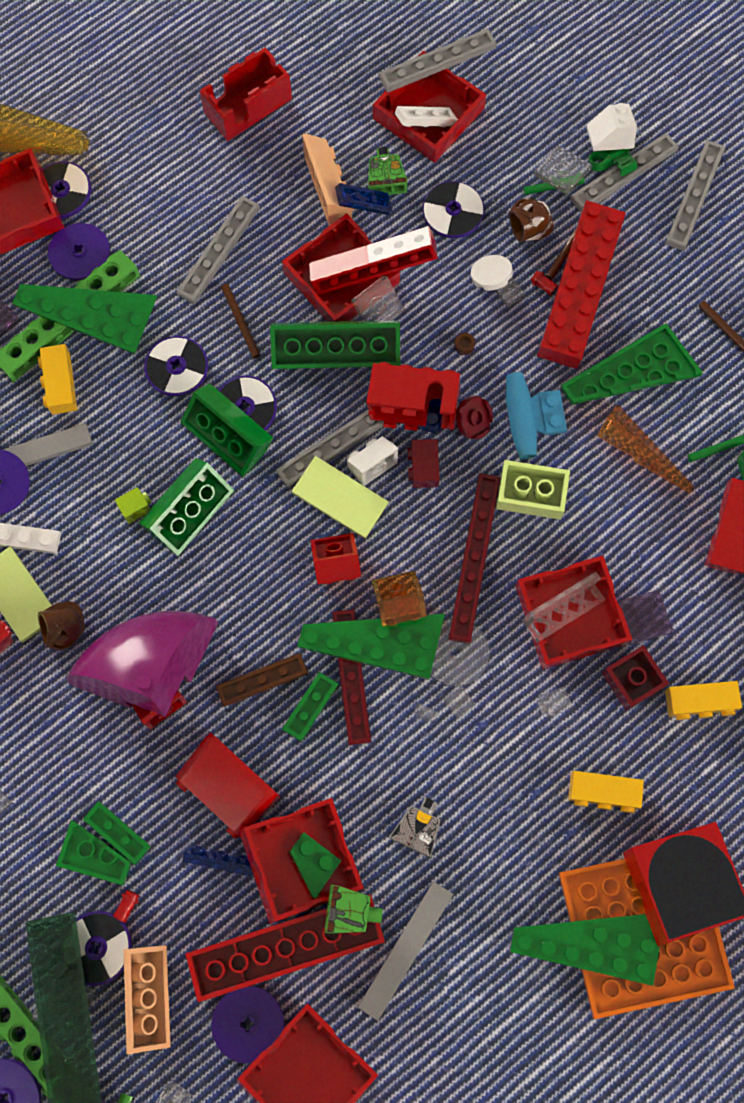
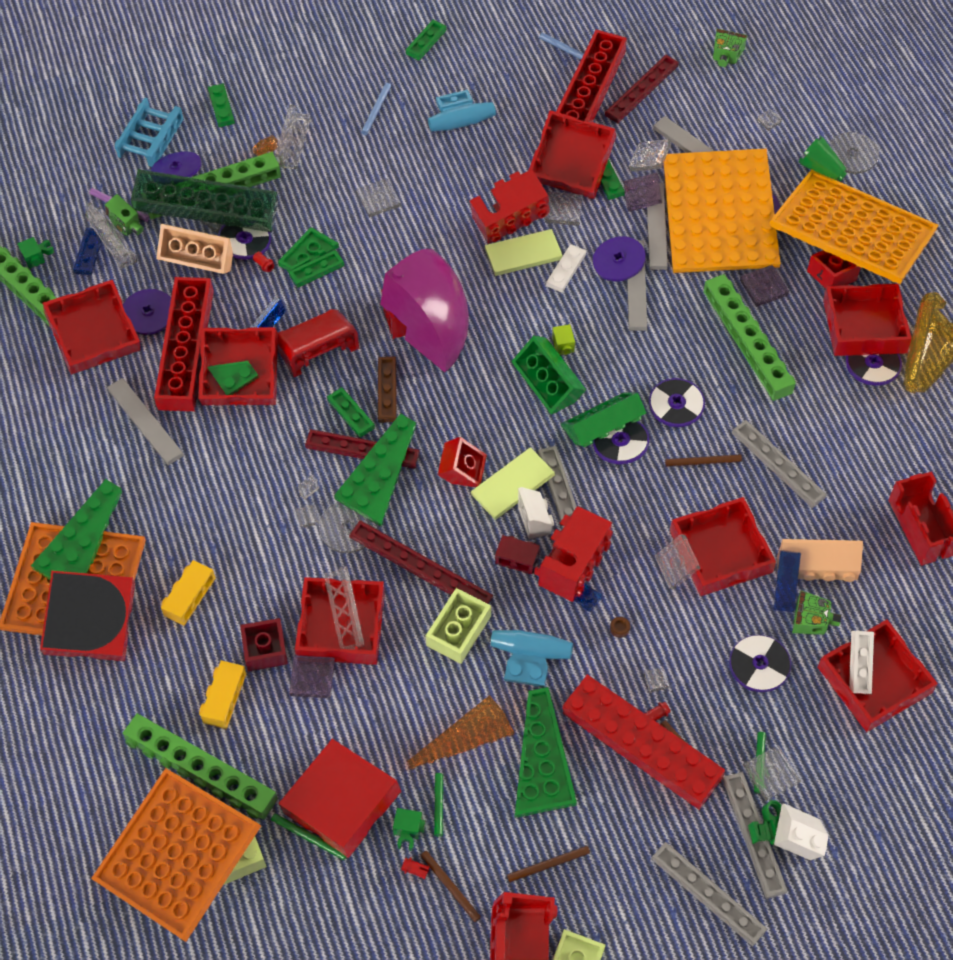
camera: 110 degrees right, 15 degrees down
(57, 379) = (692, 317): yellow brick -> none
(61, 625) = (483, 268): reddish brown helmet -> none
(77, 236) = (813, 350): dark purple piece -> none
(103, 315) = (738, 354): green wing -> none
(334, 344) = (649, 515): green brick -> none
(349, 911) = (185, 376): bright green torso -> none
(373, 260) = (716, 562): red brick -> none
(399, 598) = (406, 491): clear orange brick -> none
(418, 828) = (224, 453): torso -> none
(437, 60) = (920, 691): light grey tile -> none
(474, 417) = (542, 603): dark red tile -> none
(491, 272) = (681, 669): white tile -> none
(530, 220) = (723, 720): reddish brown helmet -> none
(554, 702) = (274, 582): clear bracket -> none

